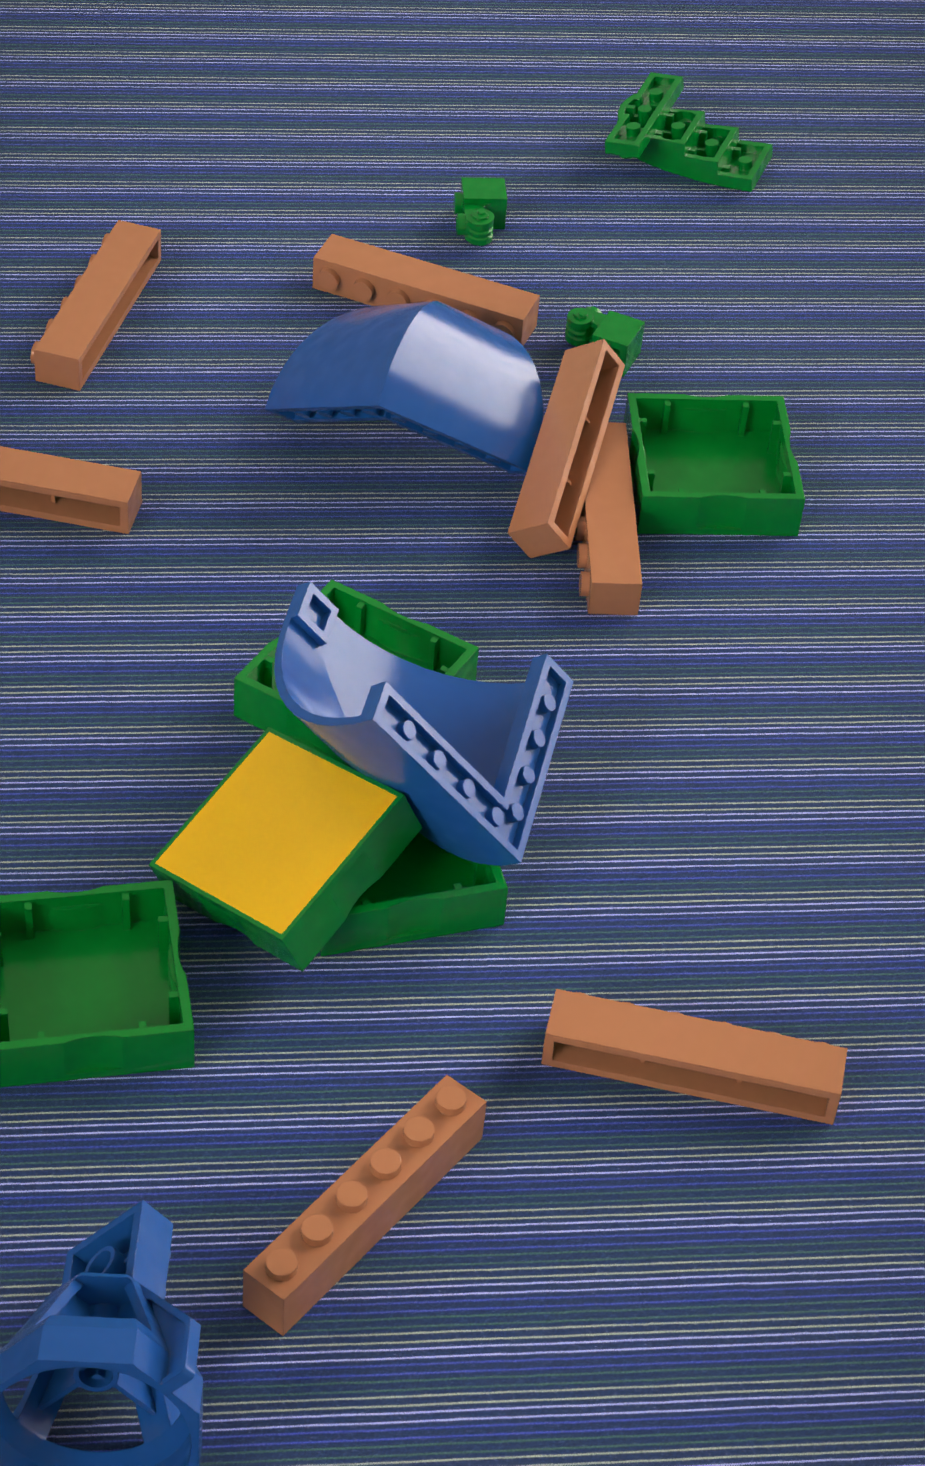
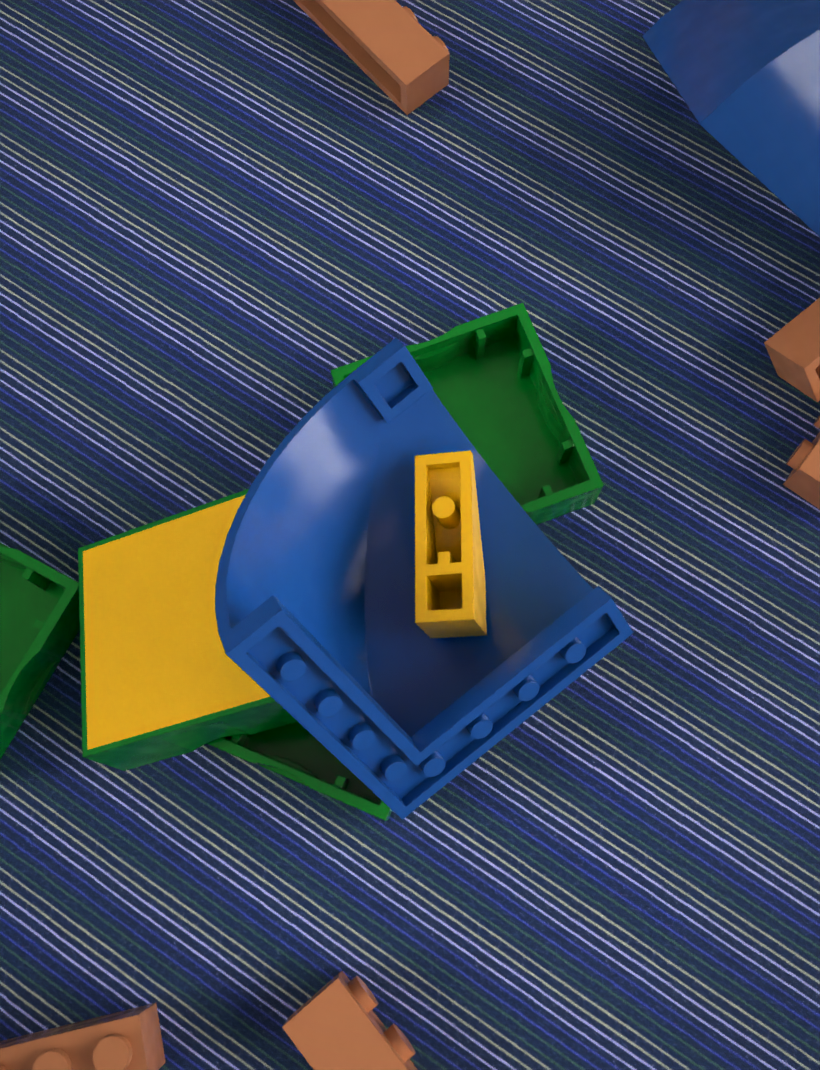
camera: 45 degrees right, 30 degrees up
(424, 692) = (448, 547): none -> yellow slope

